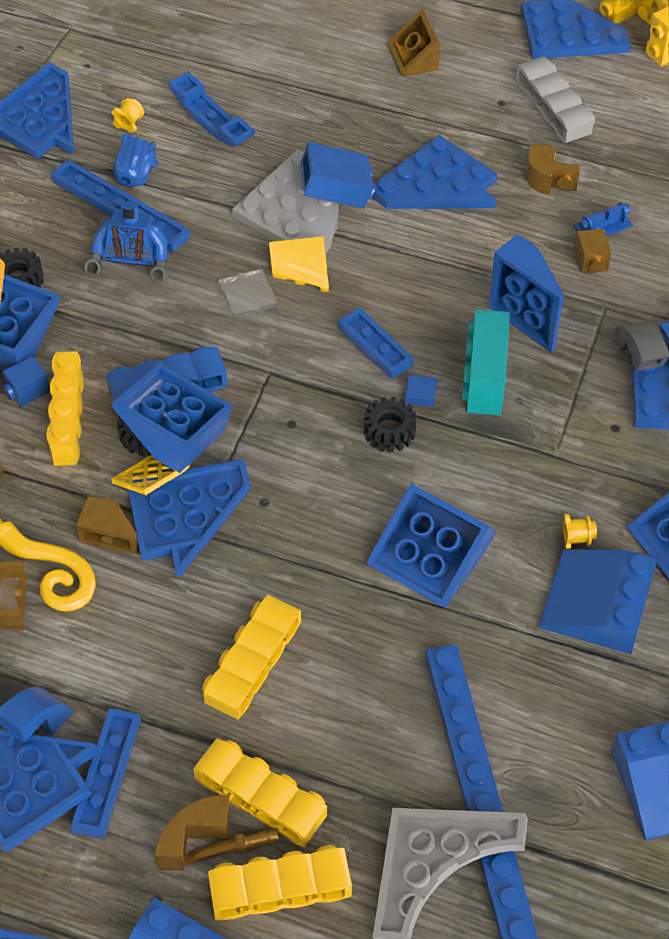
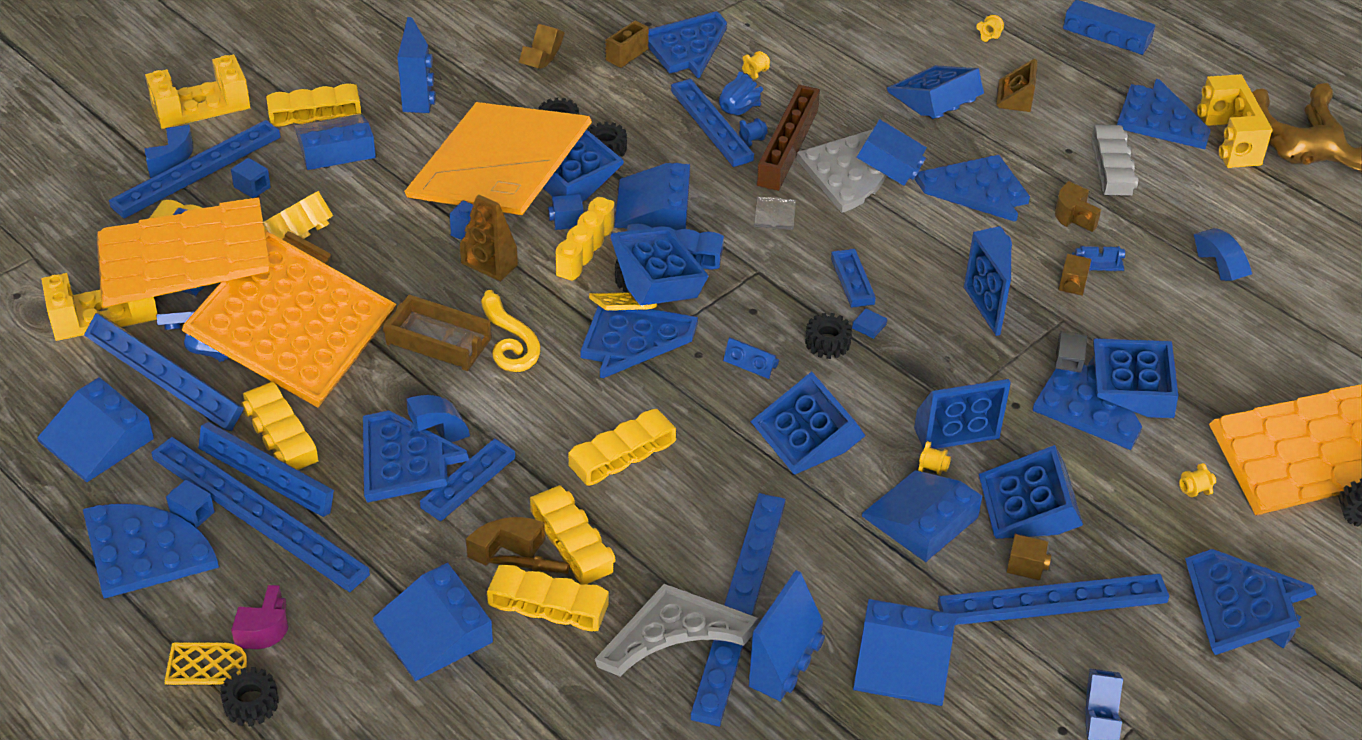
camera: 25 degrees right, 10 degrees down
(106, 526) = (565, 323): pearl gold slope -> none
(112, 326) = (654, 197): none -> blue slope
(130, 240) = (701, 144): torso -> none
(171, 200) = (752, 131): none -> blue brick
(207, 113) = (816, 76): blue slope -> none
(217, 196) = (788, 137): none -> reddish brown brick
(300, 261) = (828, 203): yellow slope -> none
(324, 486) = (750, 358): none -> blue hinge
(335, 77) = (938, 89): none -> blue slope
(486, 362) = (931, 317): teal brick -> none
(564, 827) = (785, 640): none -> blue slope
(583, 472) = (962, 414): none -> blue slope

